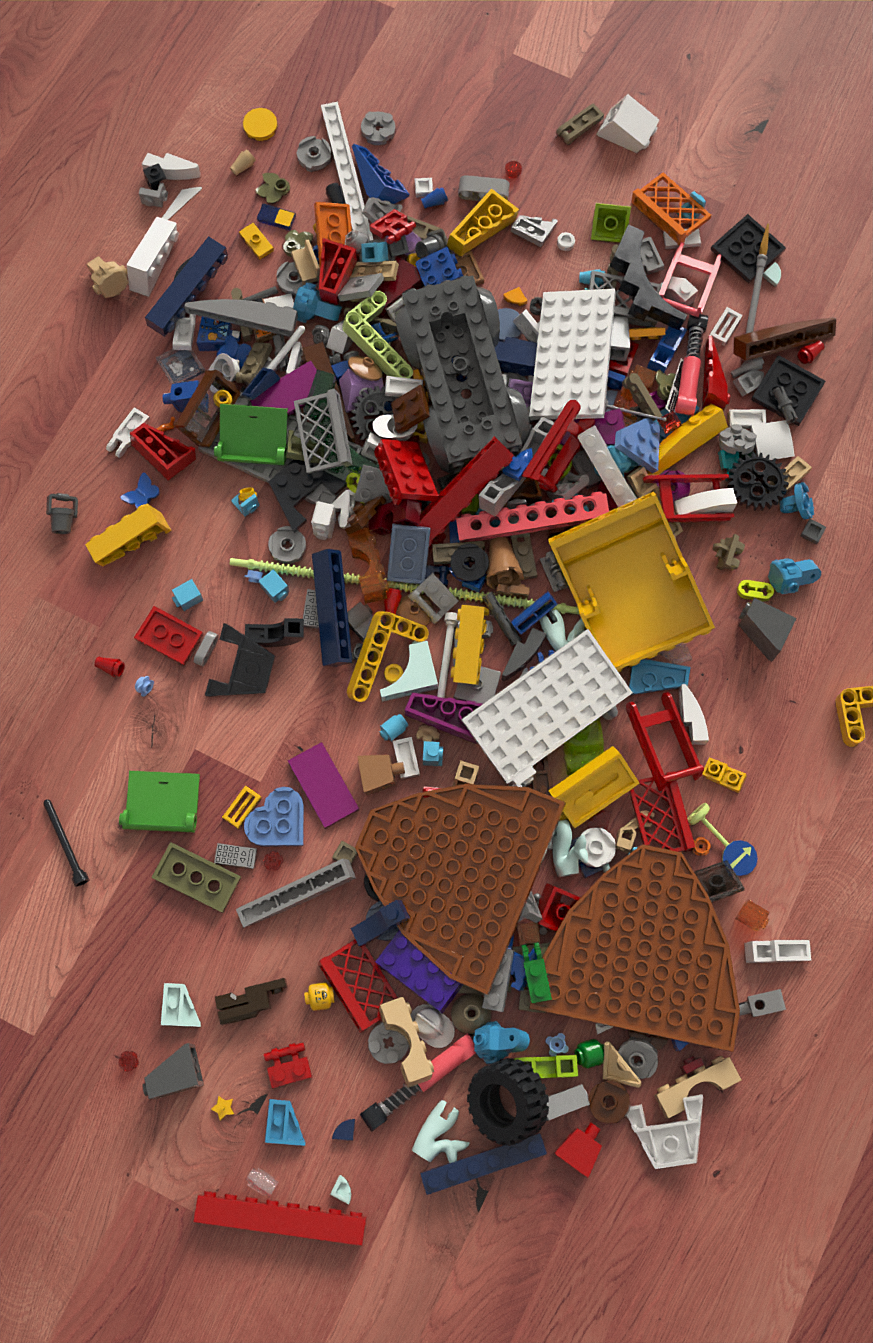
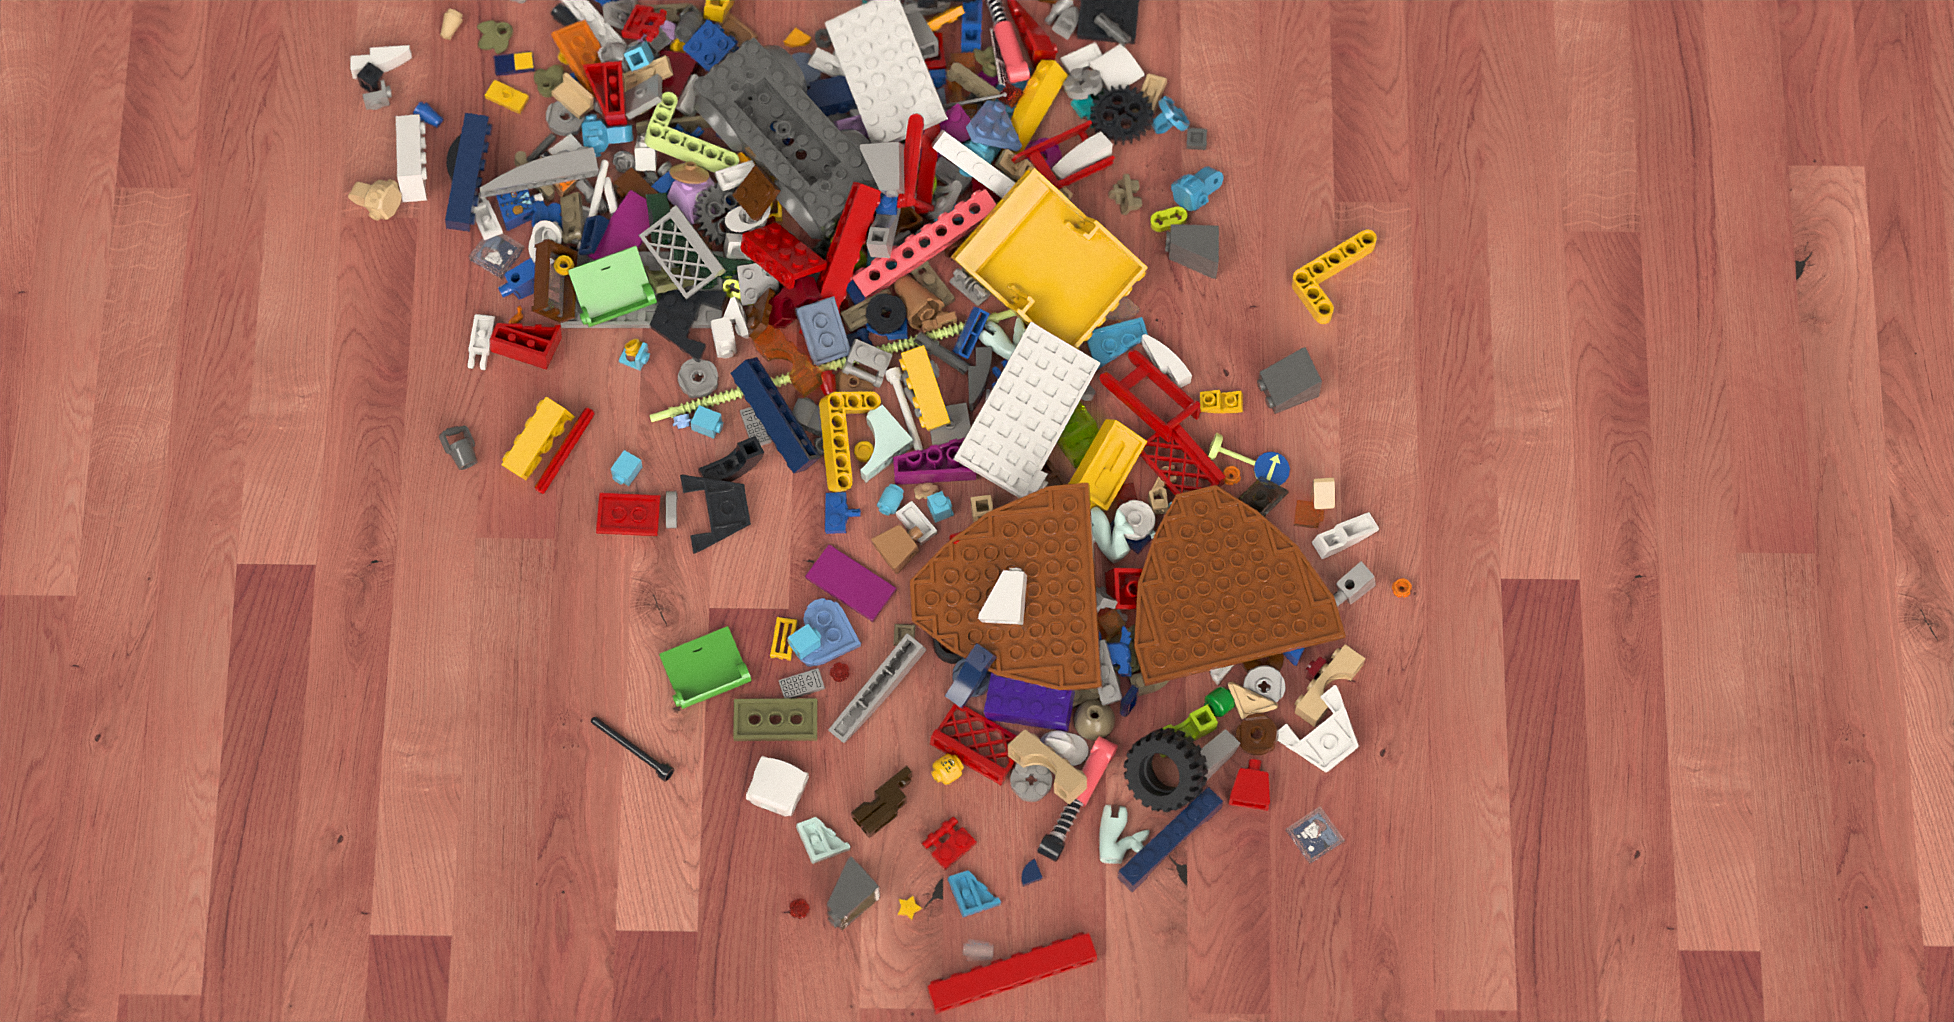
camera: 25 degrees left, 5 degrees down
(111, 666) = (590, 567): red cone -> none
(142, 494) = (529, 392): blue animal -> none
(144, 685) = (630, 570): light blue plate -> none
(146, 556) = (564, 450): none -> red axle
(164, 940) = (777, 786): none -> white piece
(182, 198) = (406, 86): white sticker -> none
(185, 227) = (428, 114): none -> blue cone
(254, 820) = (804, 641): none -> medium azure brick
(342, 1190) = (1054, 925): light aqua tile -> none
(344, 717) = (838, 513): none -> blue plate
(442, 872) = (1007, 599): none -> white slope
(496, 1042) = (1130, 727): dark azure piece -> none
(508, 1015) = (1129, 701): none -> clear blue tile
(528, 435) = (886, 166): none -> light grey slope
(536, 976) = (1136, 651): green hinge -> none
(557, 1039) = (1185, 703): light blue plate -> none
(617, 1223) = (1315, 835): none -> clear tile
(775, 906) = (1323, 493): none -> slope
(794, 786) = (1290, 381): none -> dark grey slope
(811, 1025) = (1401, 583): none -> orange plate

